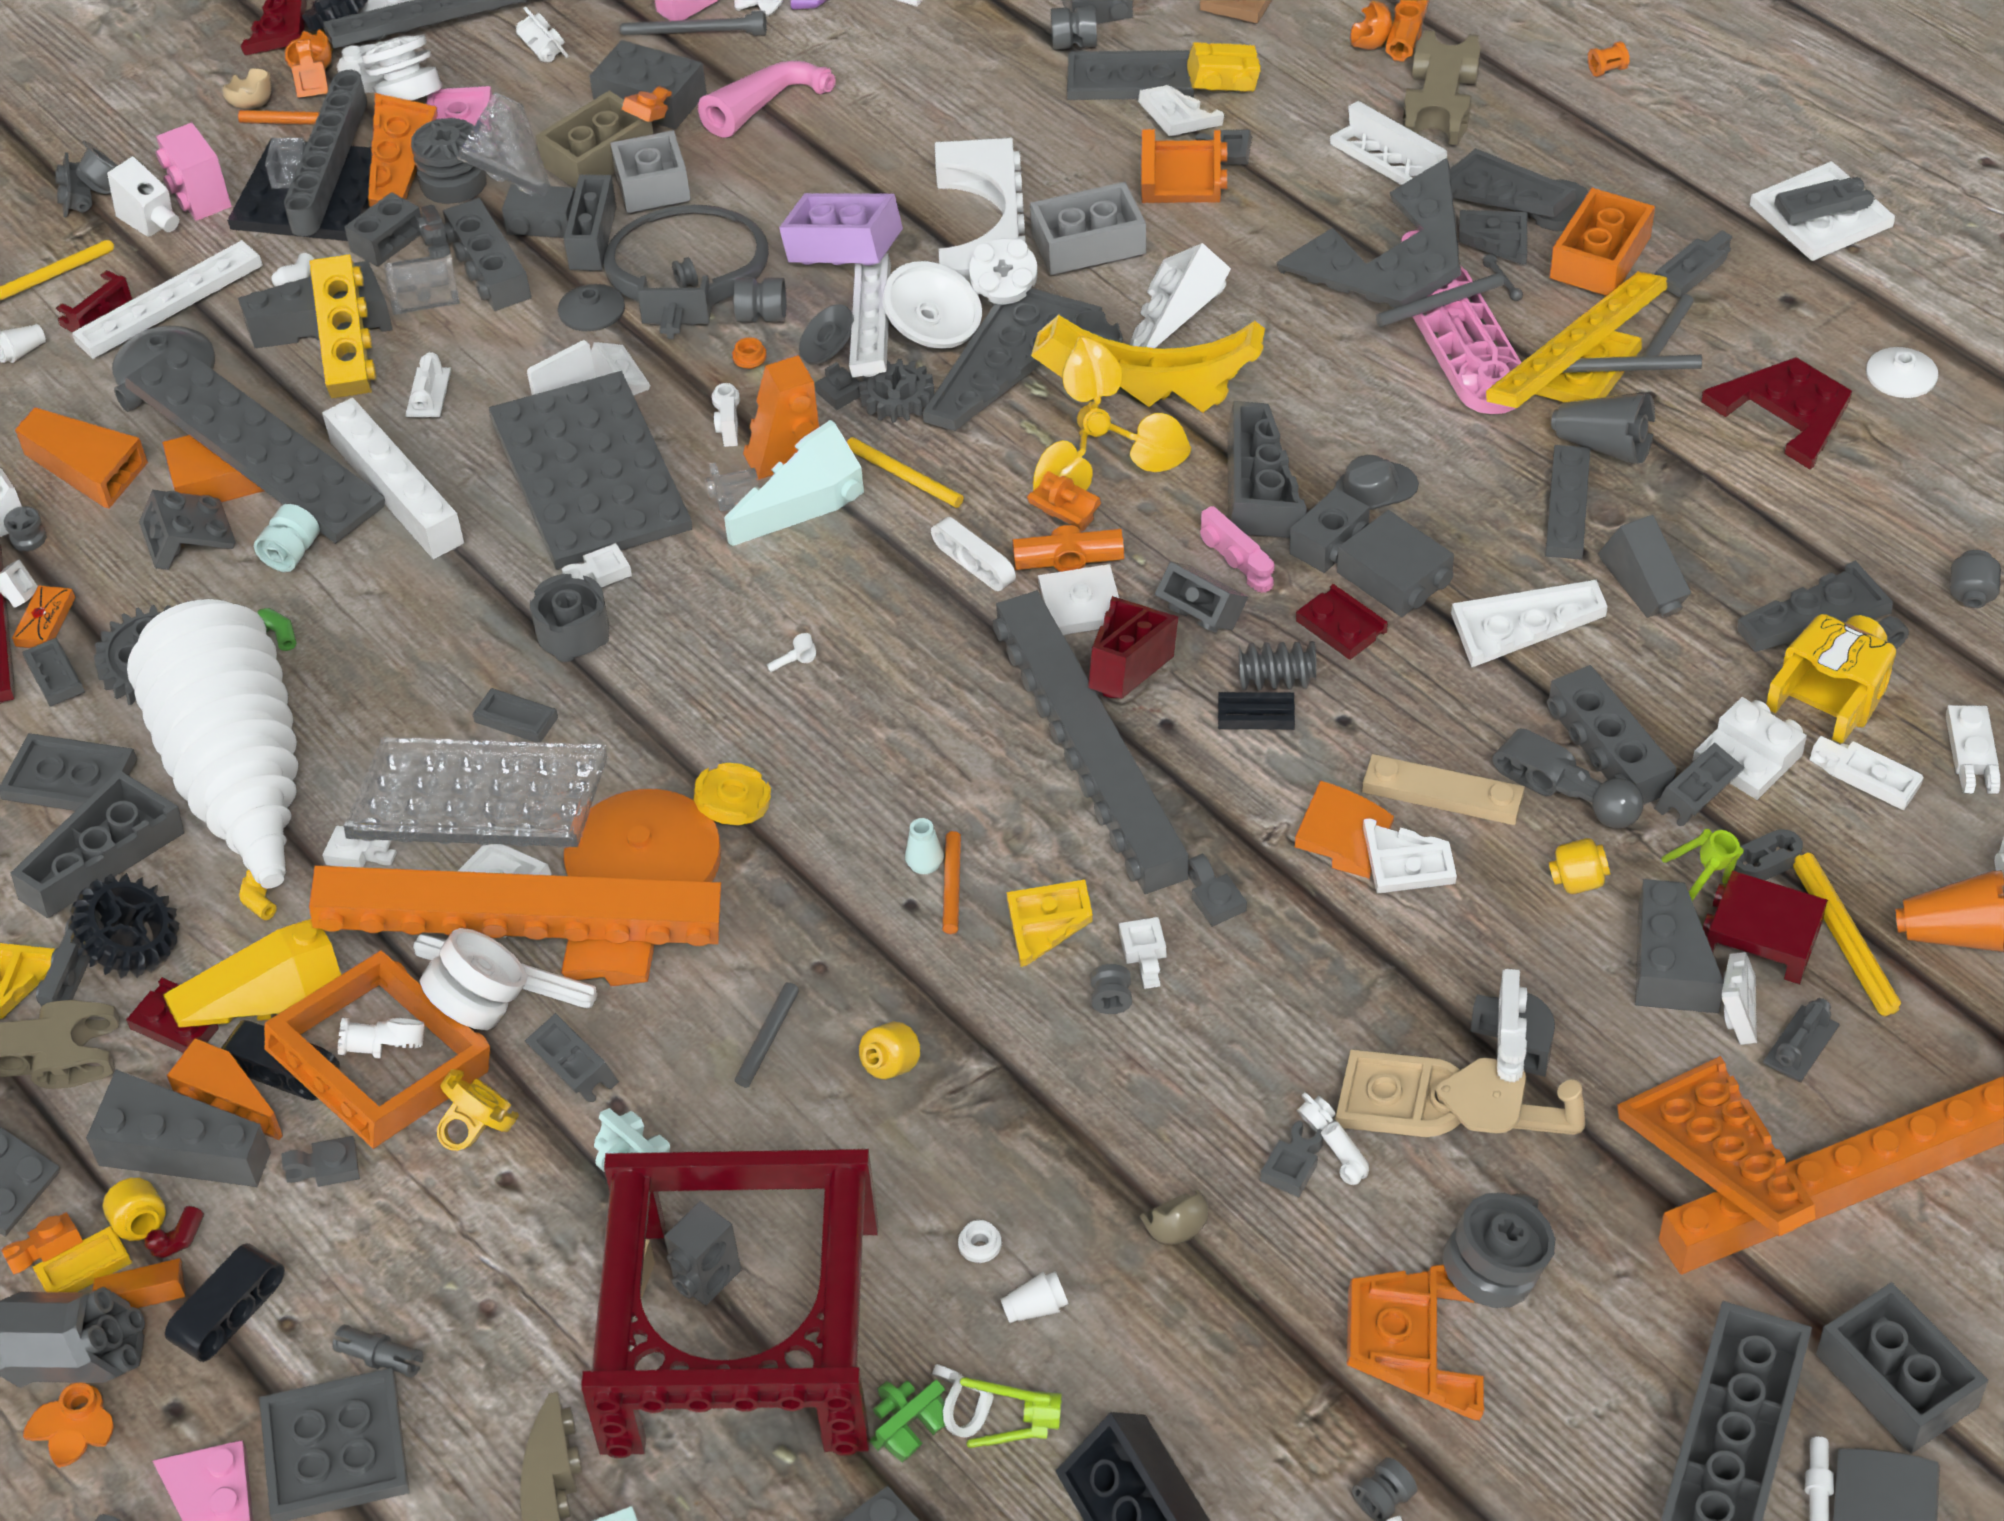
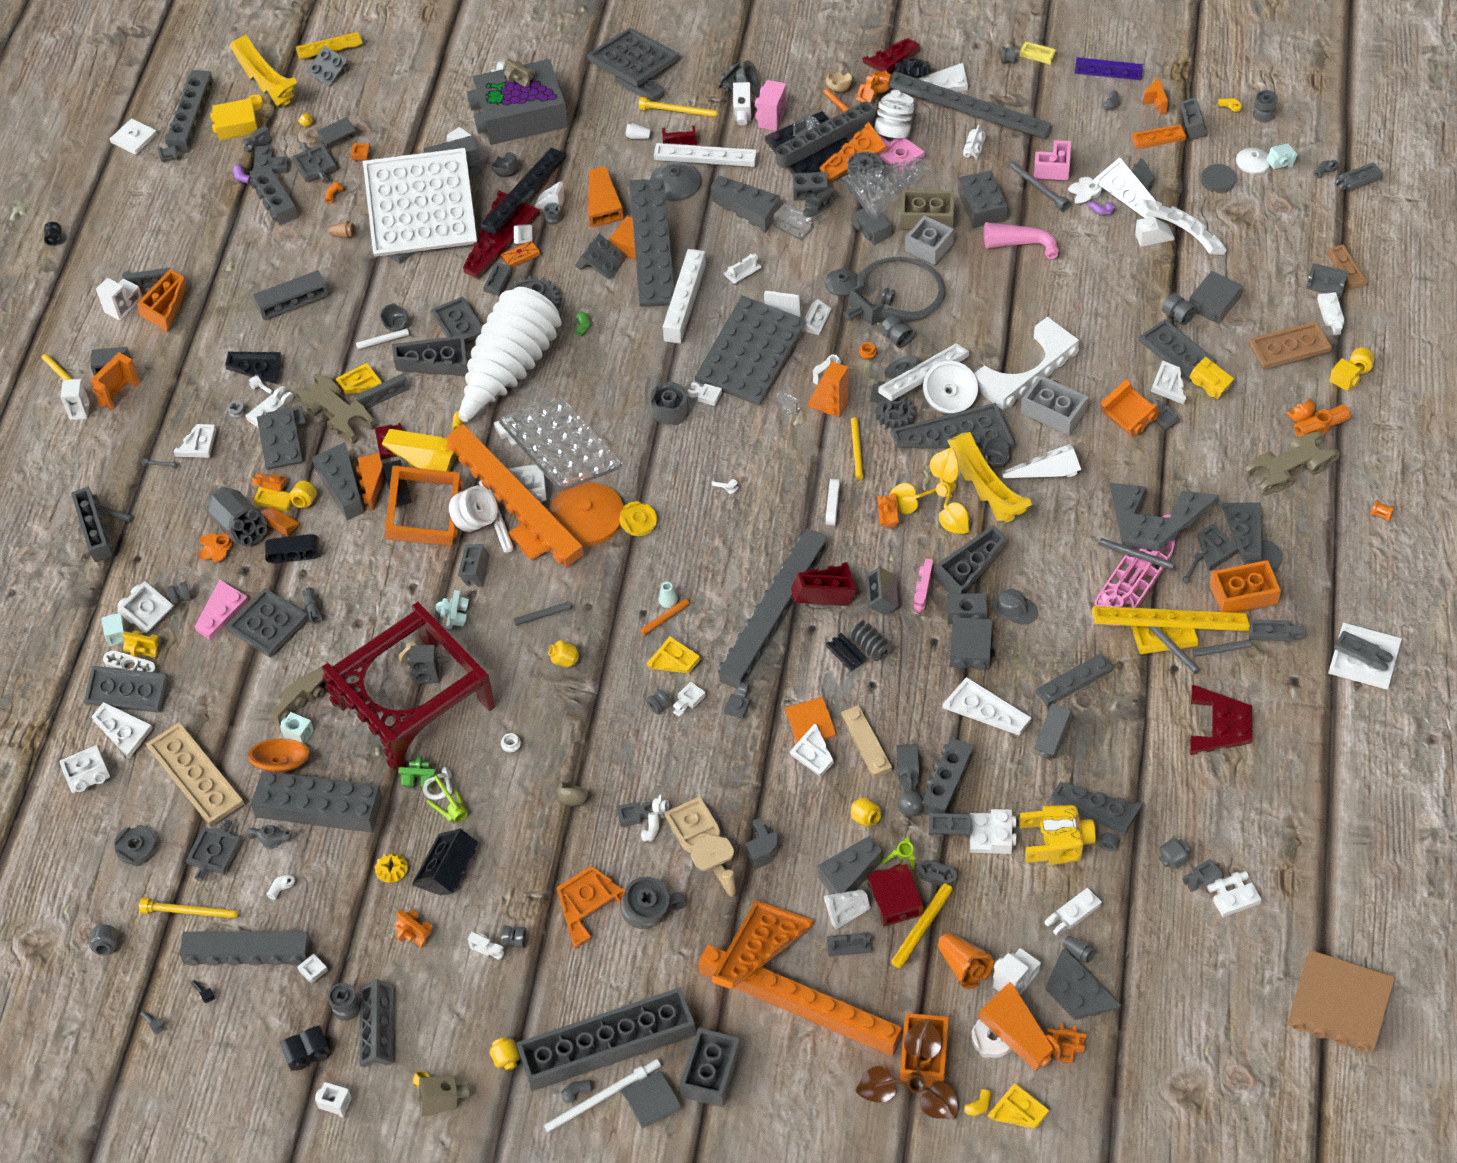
camera: 50 degrees right, 5 degrees up
(118, 944) = (397, 392): black gear -> none
(178, 1239) = (304, 515): dark red arm -> none
(286, 537) = (623, 290): light aqua wheel -> none
(293, 272) = (759, 180): white arm -> none
(328, 278) = (736, 208): yellow brick -> none
(329, 1163) = (371, 532): dark grey plate -> none
(370, 1038) = (418, 502): white connector -> none
(476, 1106) = (426, 552): yellow tile -> none
(486, 255) = (830, 227): dark grey brick -> none
(515, 715) = (613, 426): dark grey tile -> none
(590, 222) = (879, 244): dark grey brick -> none
(647, 105) = (956, 211): orange plate -> none
(809, 485) = (812, 422): light aqua wedge -> none
(841, 228) = (960, 325): lavender brick -> none
(1001, 253) = (989, 386): white plate -> none
(1035, 1298) = (503, 777): white cone -> none
(1068, 548) = (867, 530): orange piece -> none
(1078, 597) = (847, 549): white plate -> none
(1341, 621) = (923, 647): dark red plate -> none
(1389, 137) = (1228, 475): white fence -> none
(1511, 1028) = (745, 835): white hinge -> none
(1608, 425) = (1129, 666): dark grey cone -> none
(1867, 771) = (1019, 881): white hinge -> none
(1902, 372) = (1287, 757): white dish -> none

